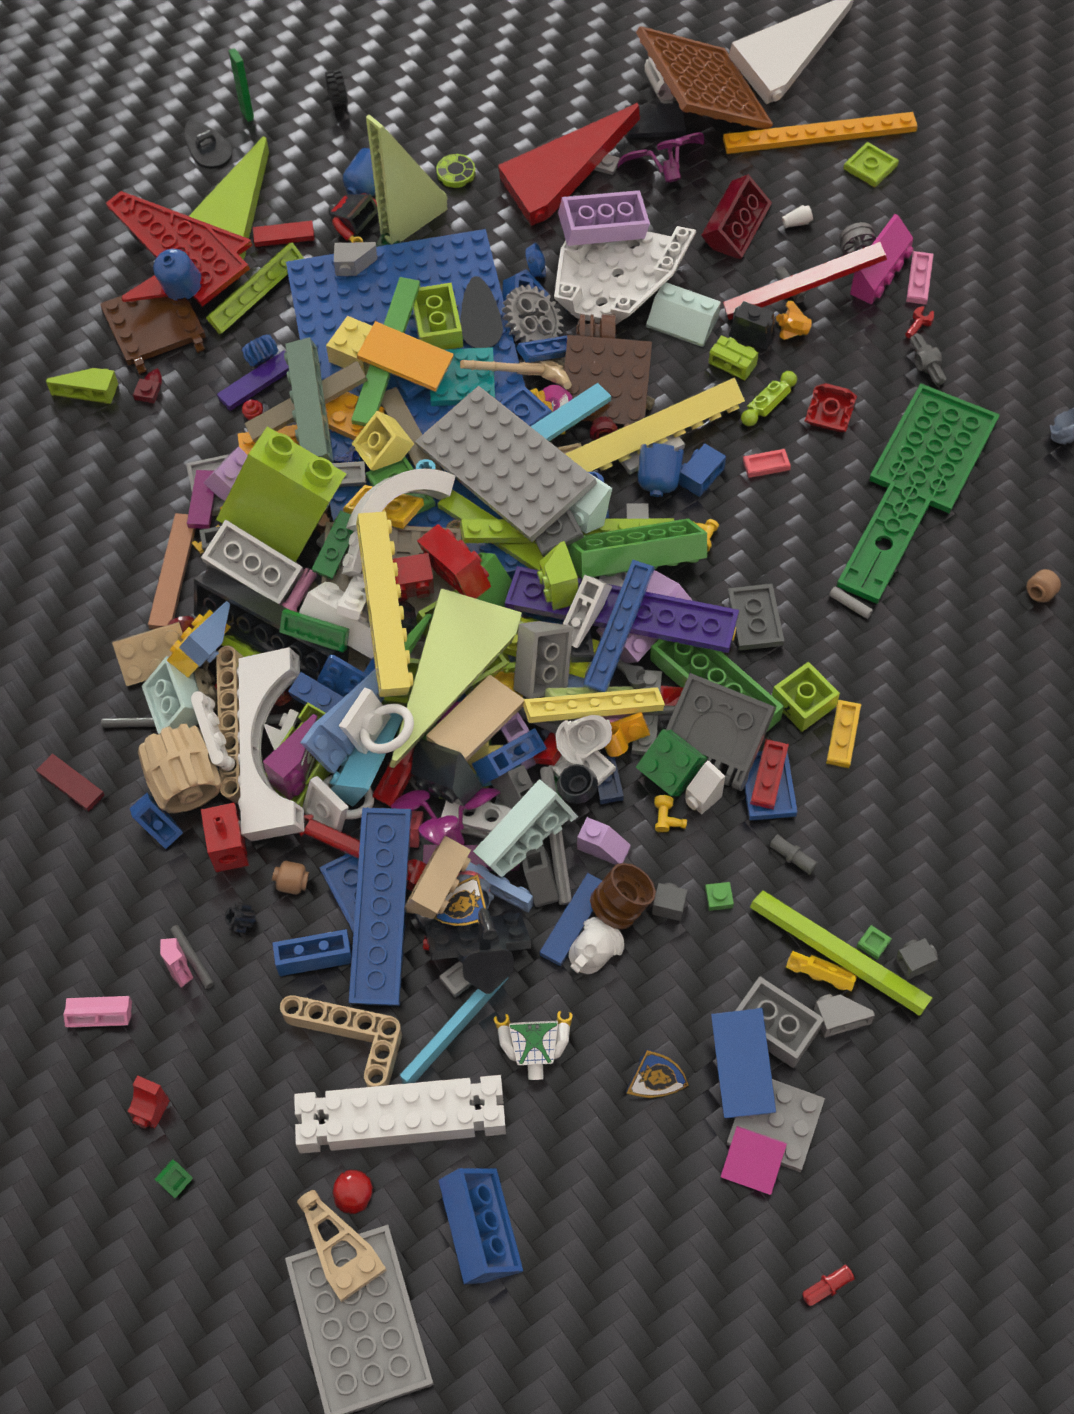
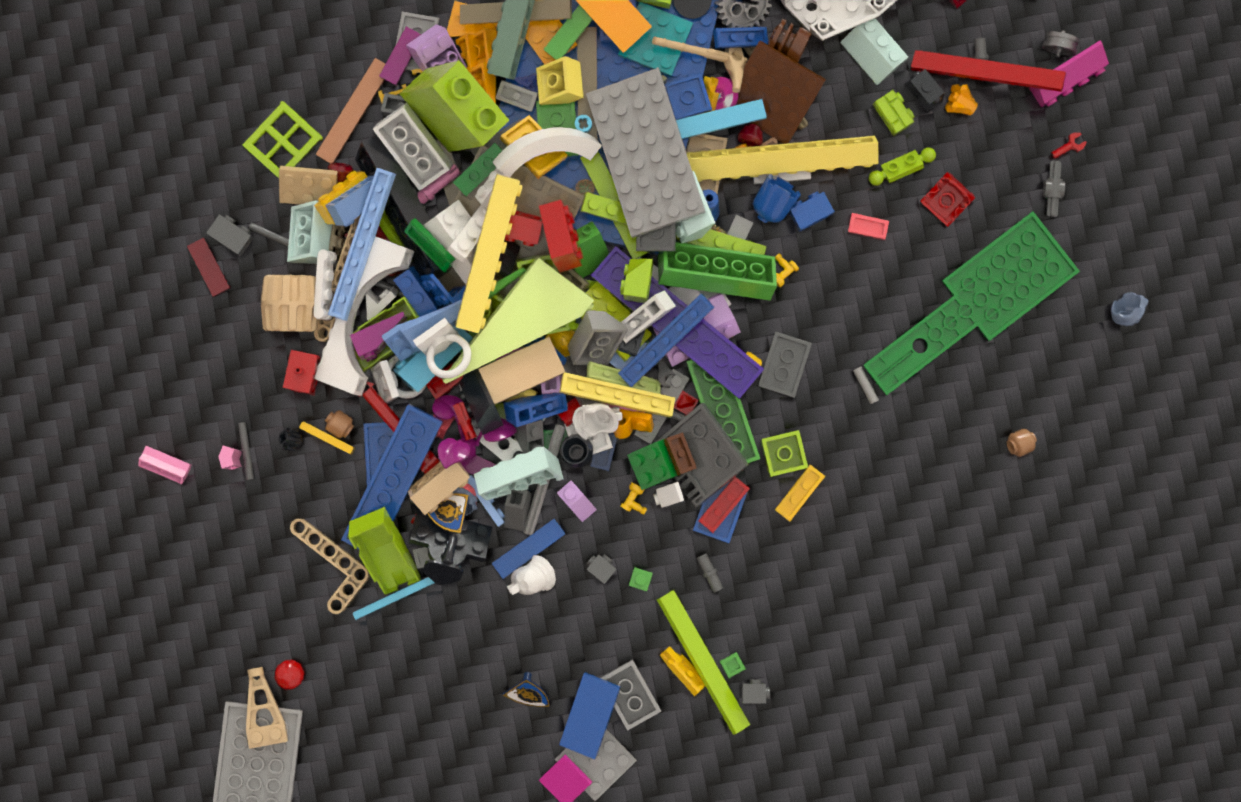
camera: 25 degrees right, 25 degrees up
(82, 738) = (230, 235): none -> dark grey brick
(104, 629) = (282, 140): none -> lime window
(147, 1103) = (173, 552): red arch -> none
(155, 821) = (253, 329): blue slope -> none
(173, 1178) = (172, 612): green plate -> none
(237, 672) = (361, 244): none -> light blue tile
(283, 898) = (327, 438): none -> yellow tile
(312, 952) = (330, 492): blue brick -> none
(399, 1114) = (342, 638): white brick -> none
(407, 984) = (383, 550): none -> lime piece
(434, 801) = (464, 421): none -> red axle
(480, 1225) = (363, 738): blue slope -> none
(534, 1042) = (456, 630): torso -> none
(622, 896) = (566, 554): reddish brown wheel -> none
(694, 734) = (680, 453): none -> reddish brown plate
(841, 1014) = (677, 707): light grey slope -> none
(919, 277) = (1096, 100): bright pink tile -> none

